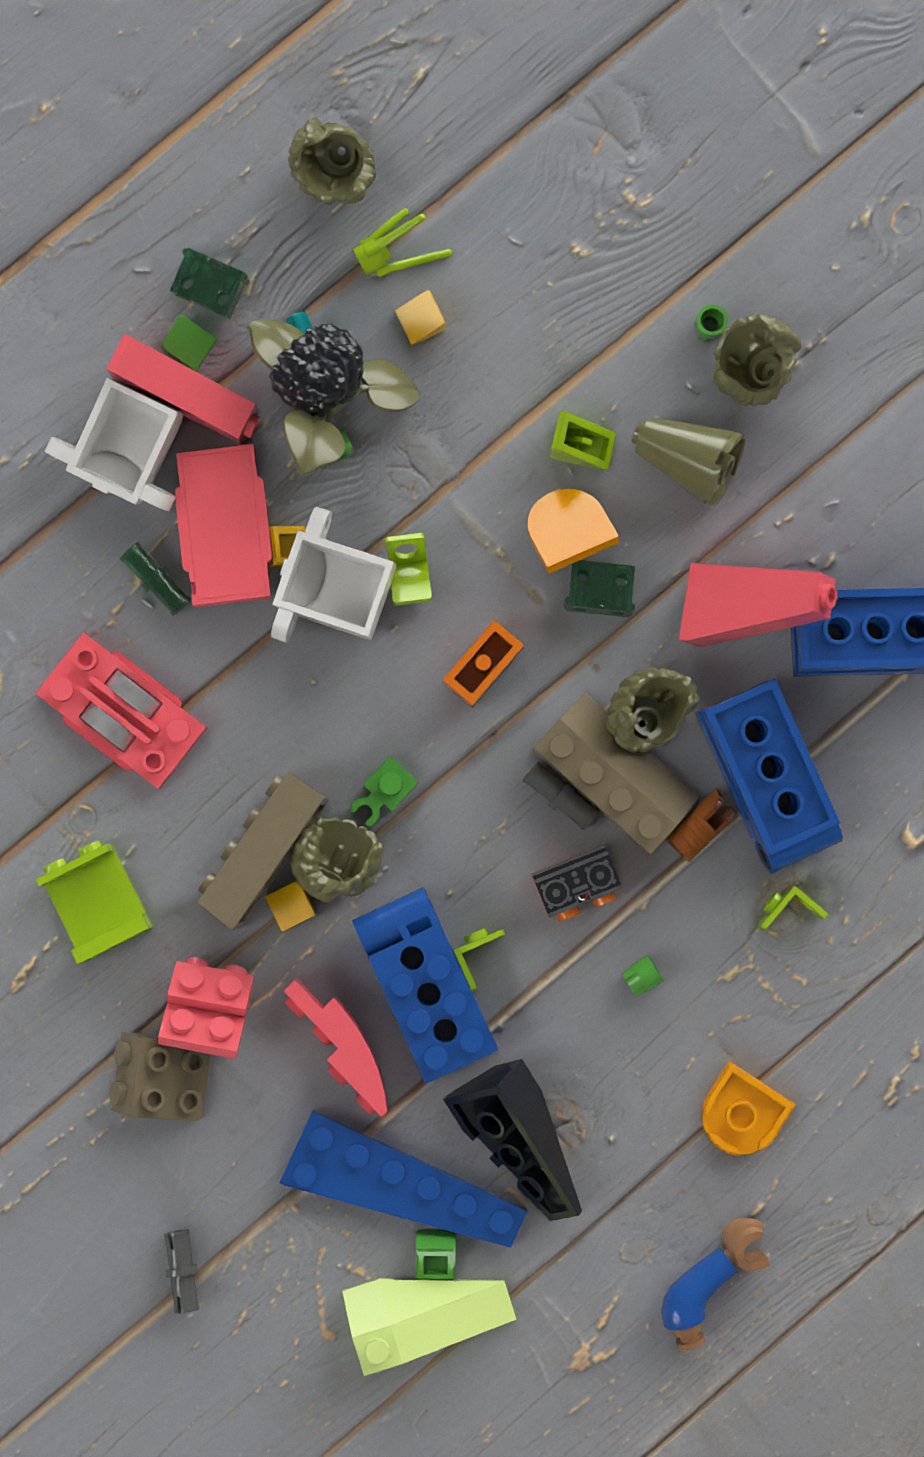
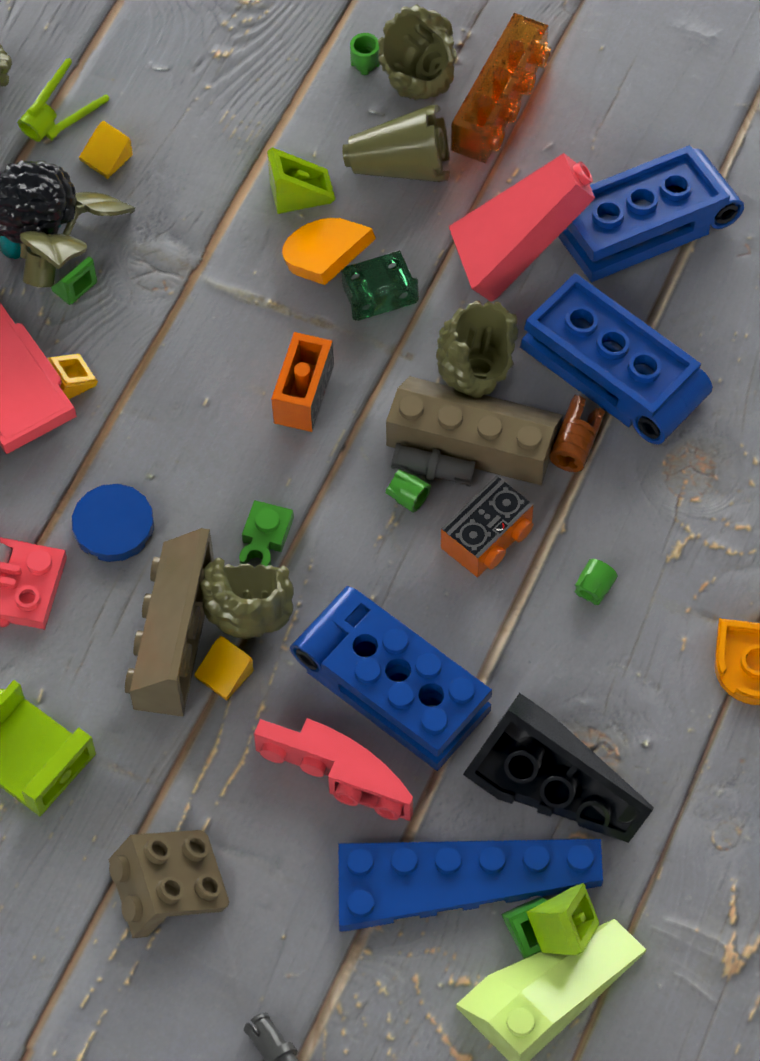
camera: 25 degrees left, 25 degrees down
(206, 1008) = (185, 786): coral plate -> none
(259, 716) = (112, 522): none -> blue tile
(330, 584) = (128, 375): white piece -> none
(411, 575) = (197, 346): lime bracket -> none
(459, 1277) = (564, 922): none -> lime slope
(474, 940) = (424, 613): lime bracket -> none
(526, 810) = (408, 490): none -> bright green hose
(777, 902) = (696, 453): lime bracket -> none
(814, 430) = (499, 88): none -> clear orange brick

